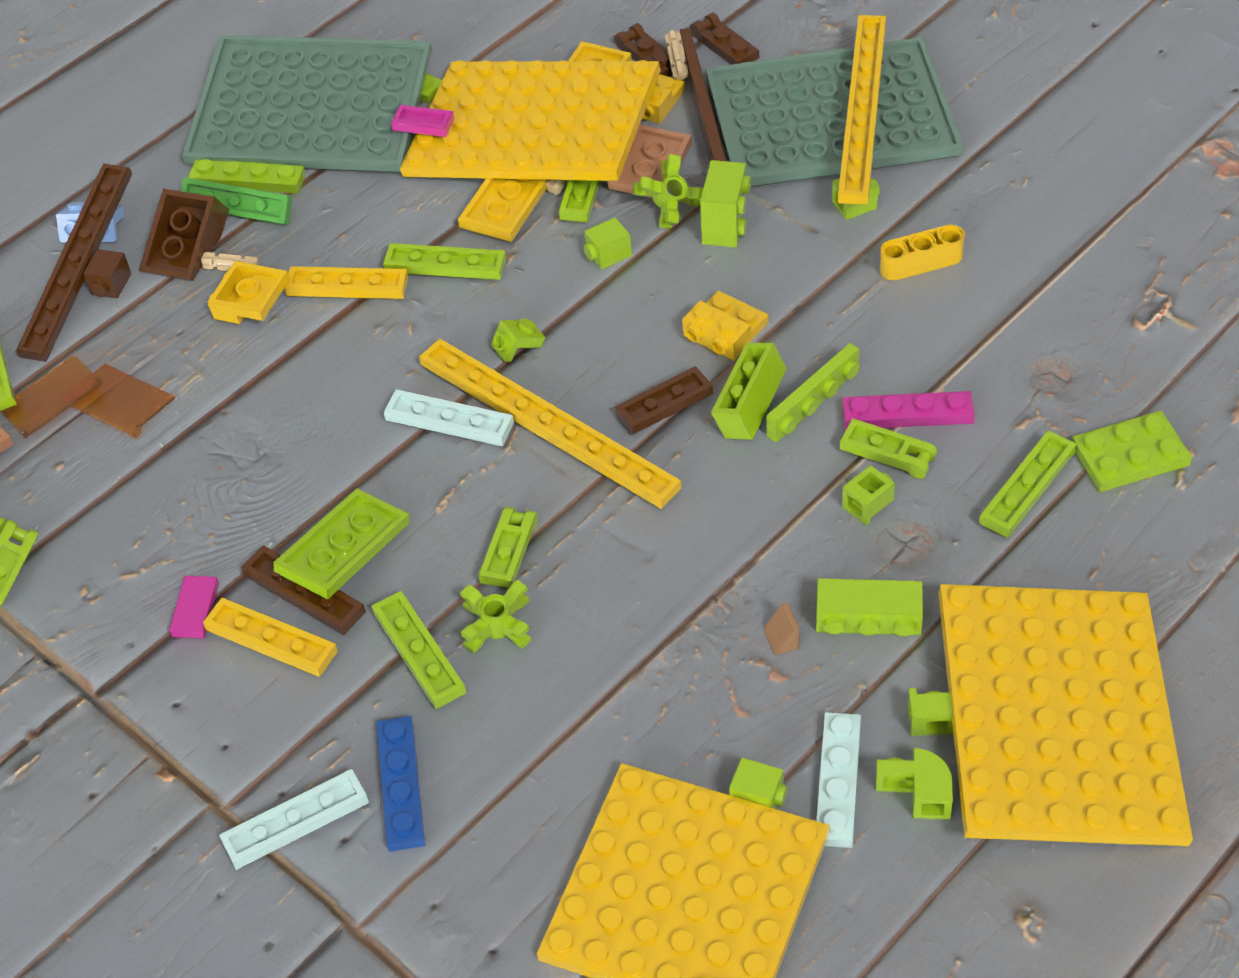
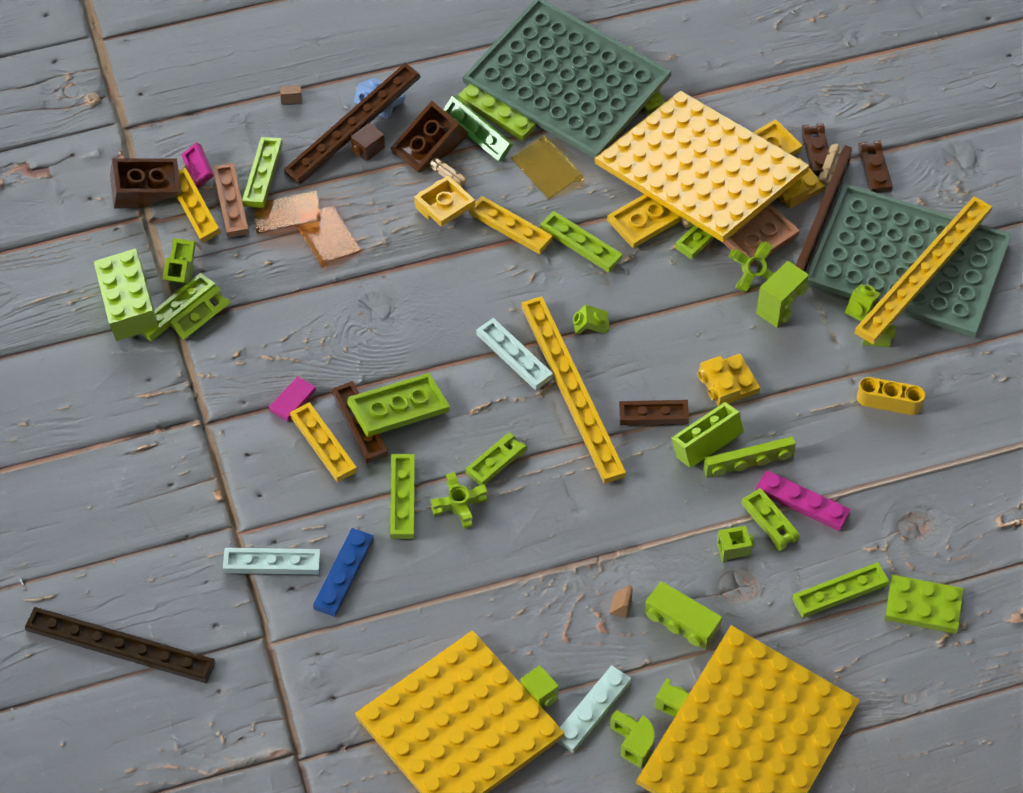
camera: 25 degrees right, 5 degrees up
(347, 205) = (547, 166): none -> clear yellow piece
(422, 120) = (628, 130): dark pink tile -> none
(607, 243) = (691, 283): lime brick -> none
(816, 173) = (861, 301): none -> lime bracket

